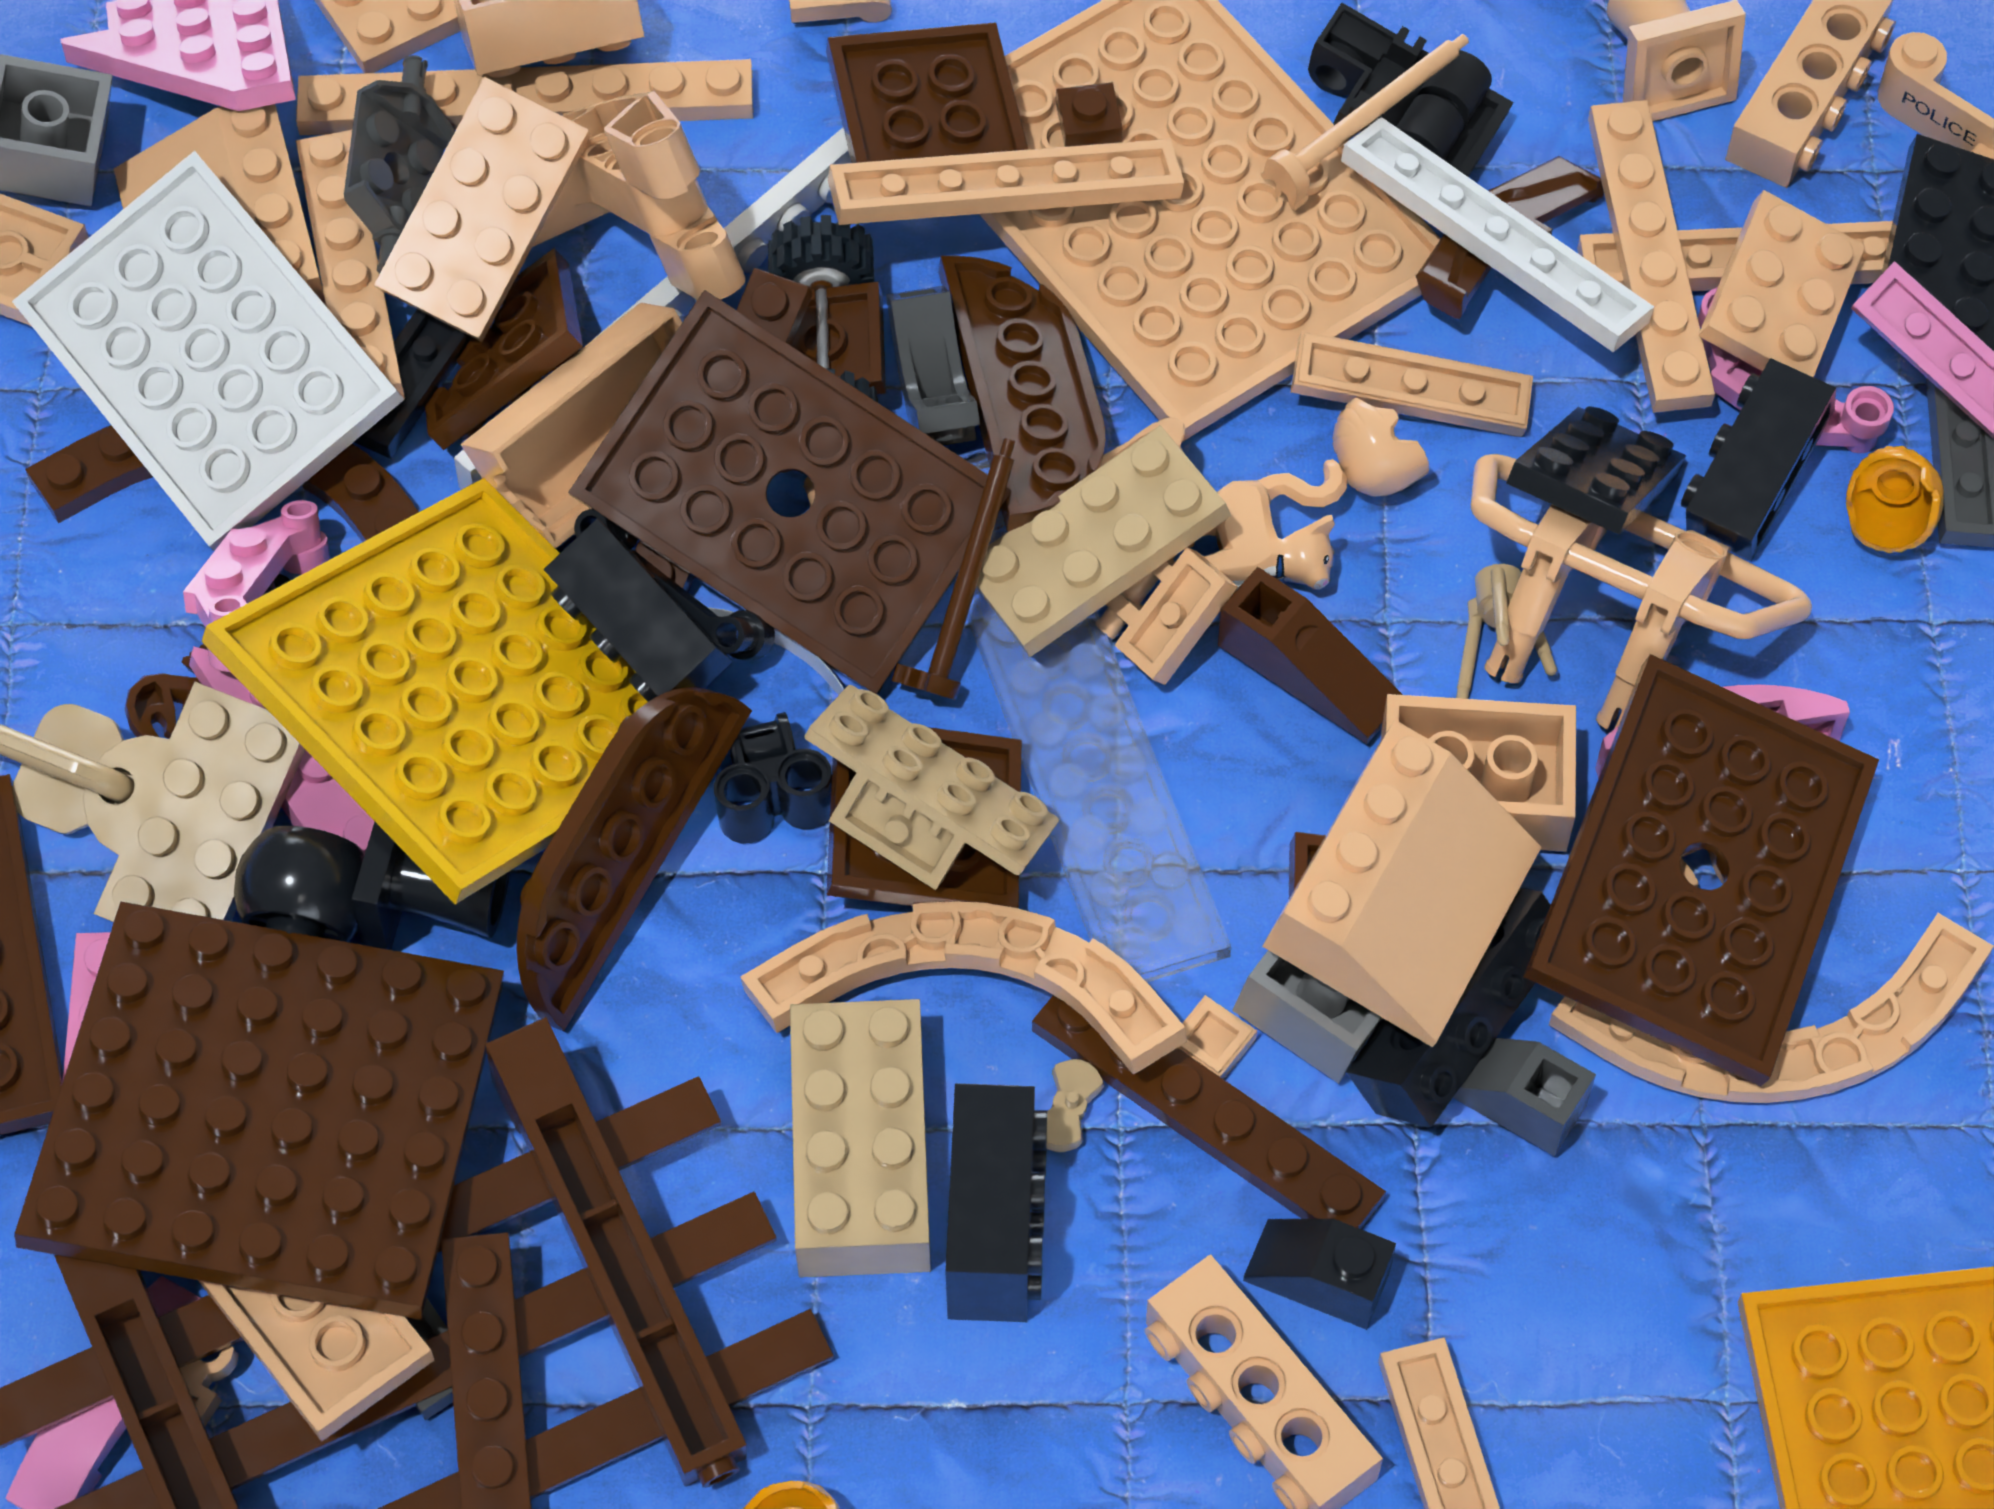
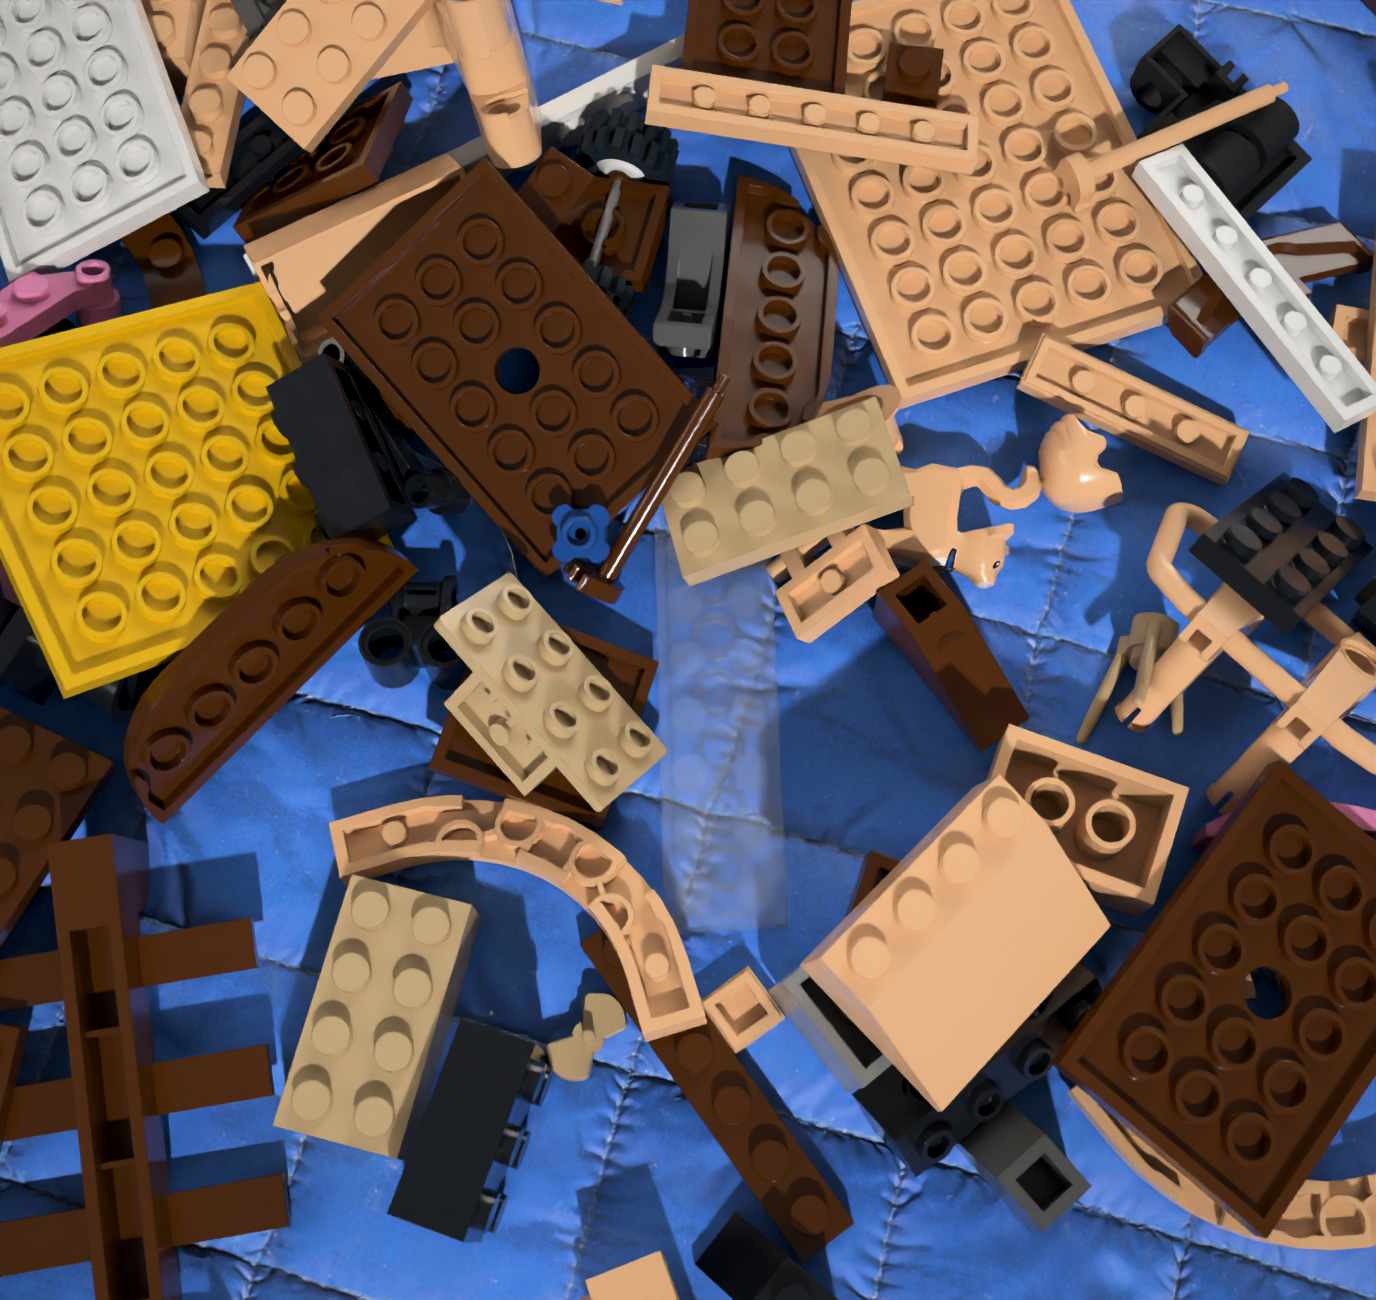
camera: 20 degrees right, 10 degrees up
(889, 625) = (593, 545): none -> blue plate

